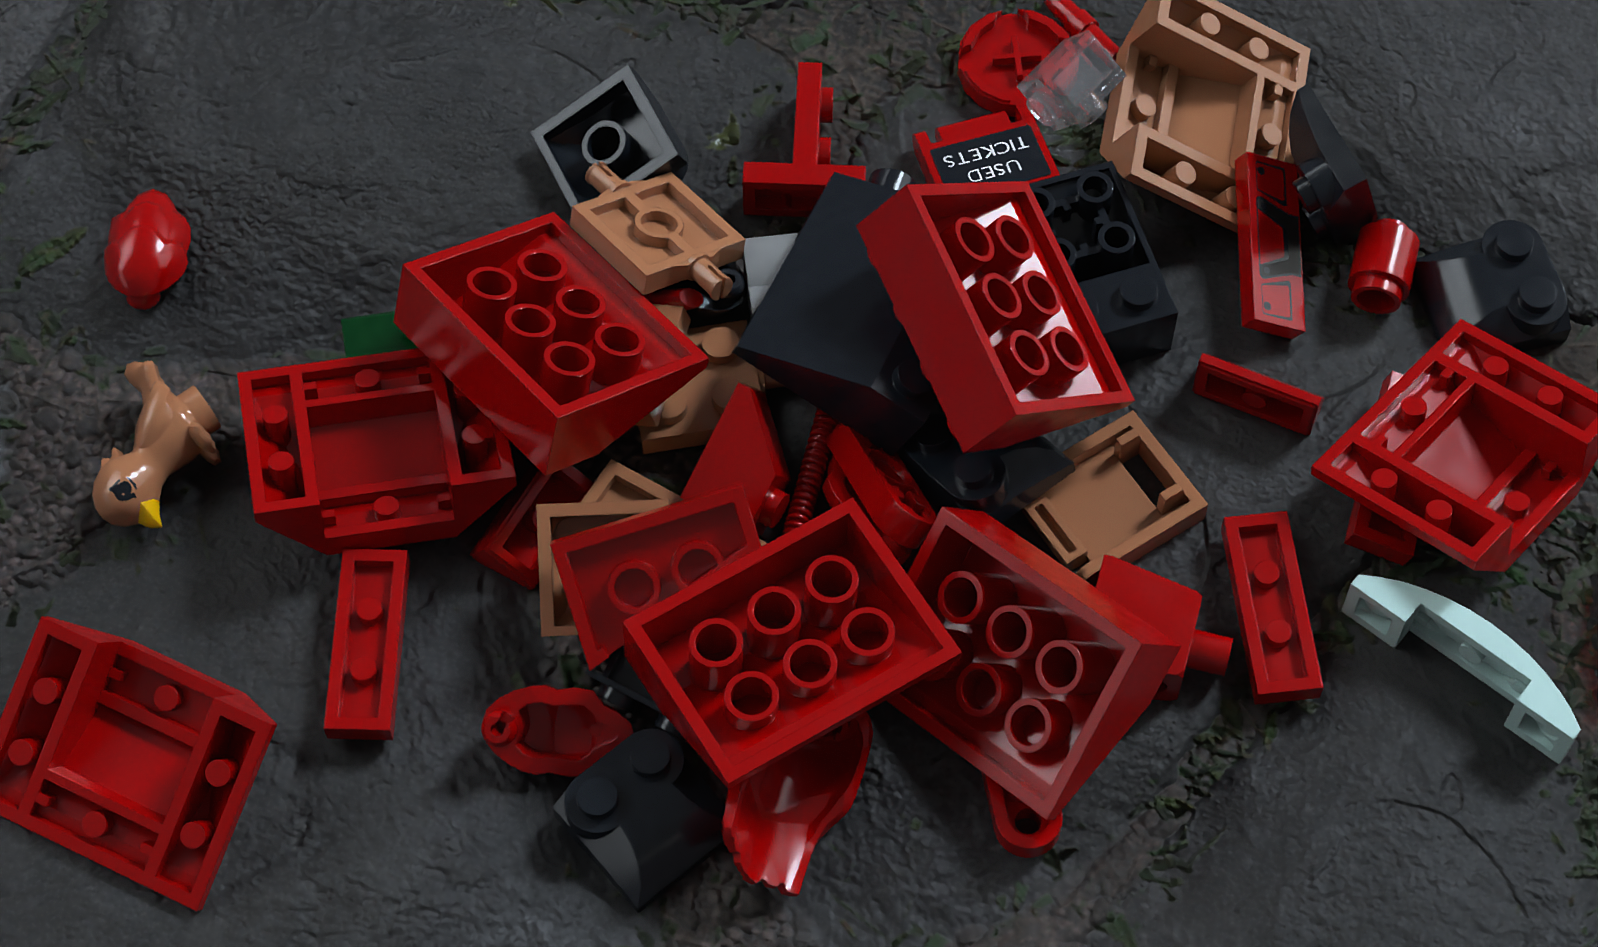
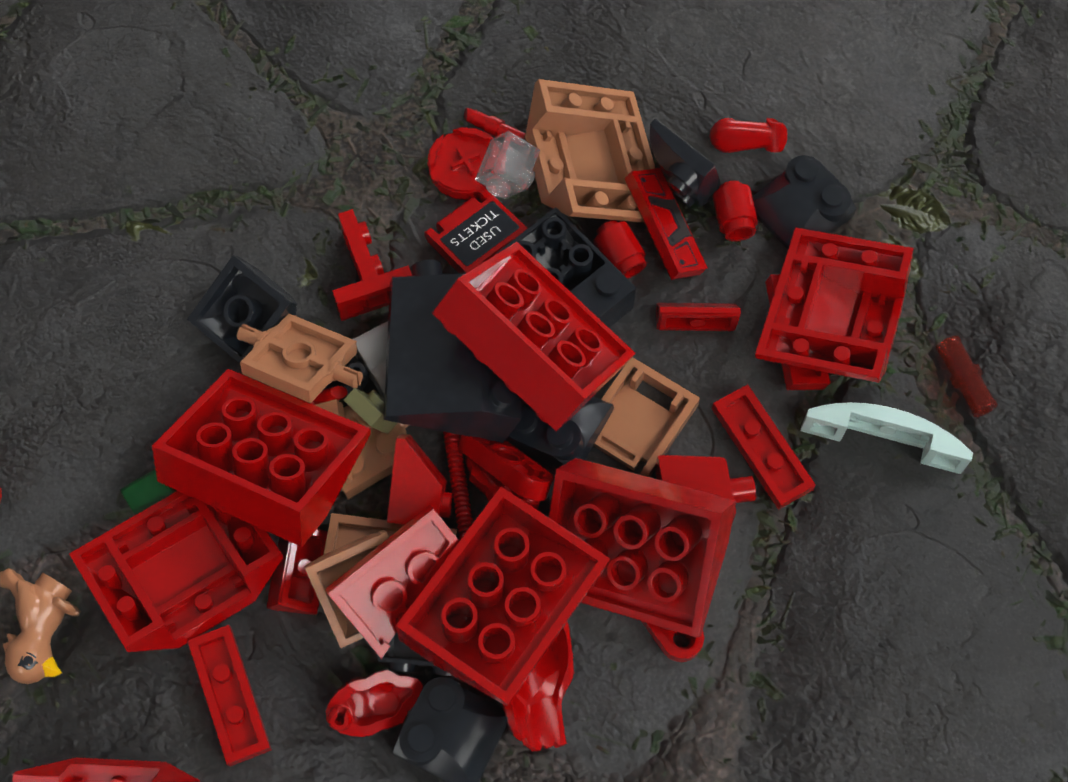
camera: 25 degrees left, 5 degrees up
(721, 336) = (370, 409): none -> olive plate
(1187, 257) = (621, 247): none -> red brick
(1435, 162) = (736, 136): none -> red piece

